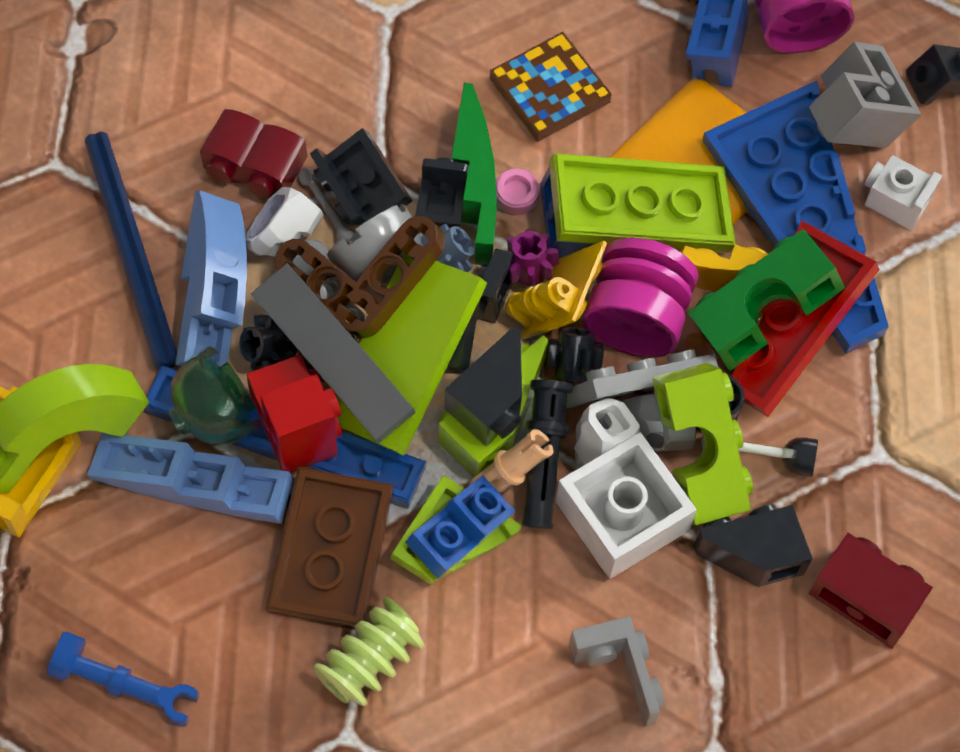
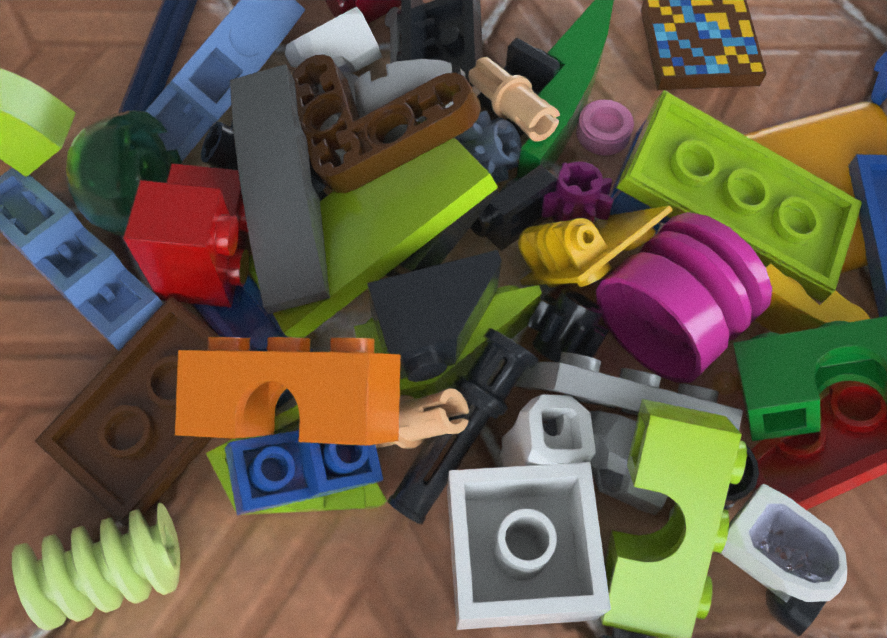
camera: 30 degrees right, 0 degrees up
(394, 498) = (340, 393): none -> orange arch
(449, 207) = (514, 99): none -> light nougat axle
(778, 424) = (786, 547): none -> rock

